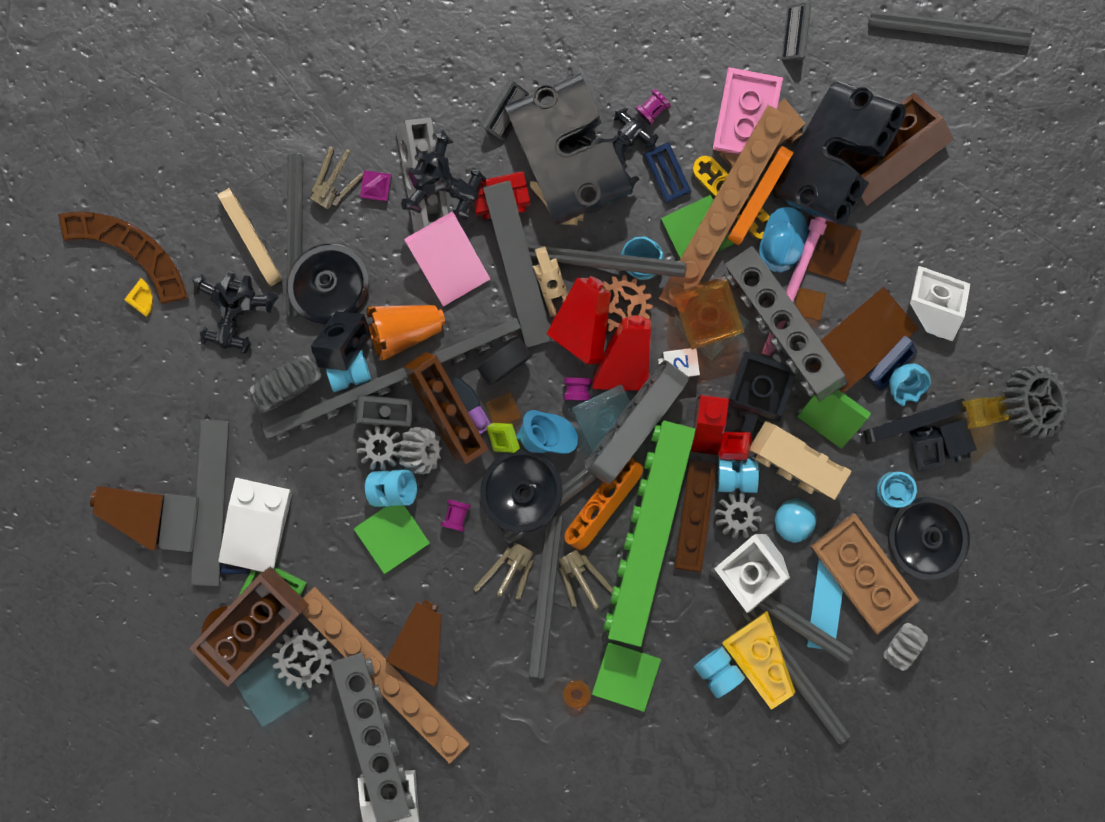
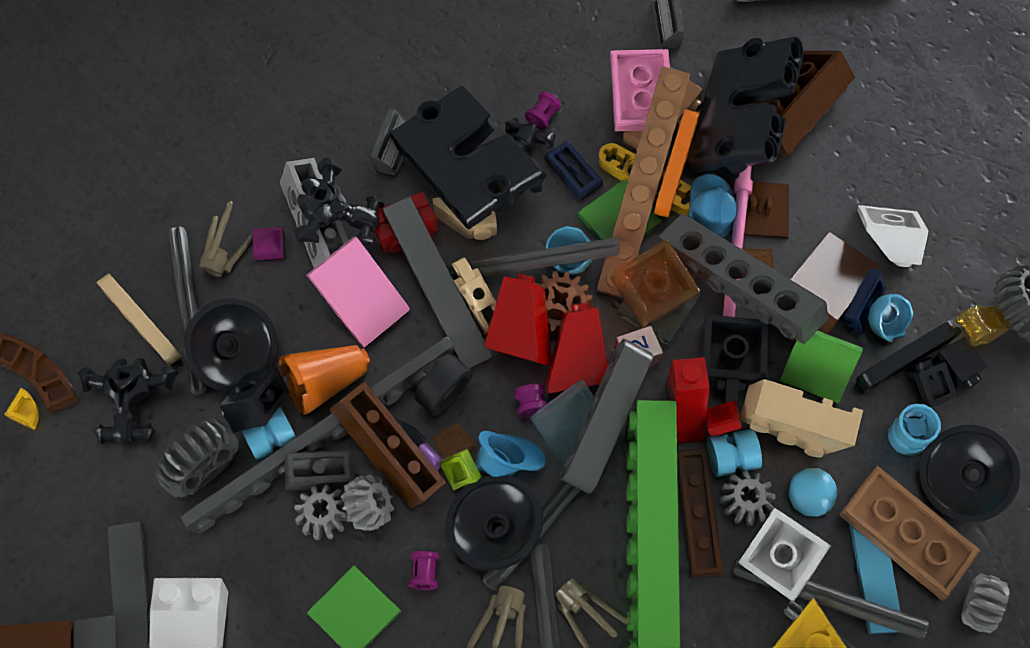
camera: 15 degrees left, 20 degrees down
(390, 488) = (341, 552): medium azure wheel -> none
(604, 504) = (576, 551): orange beam -> none

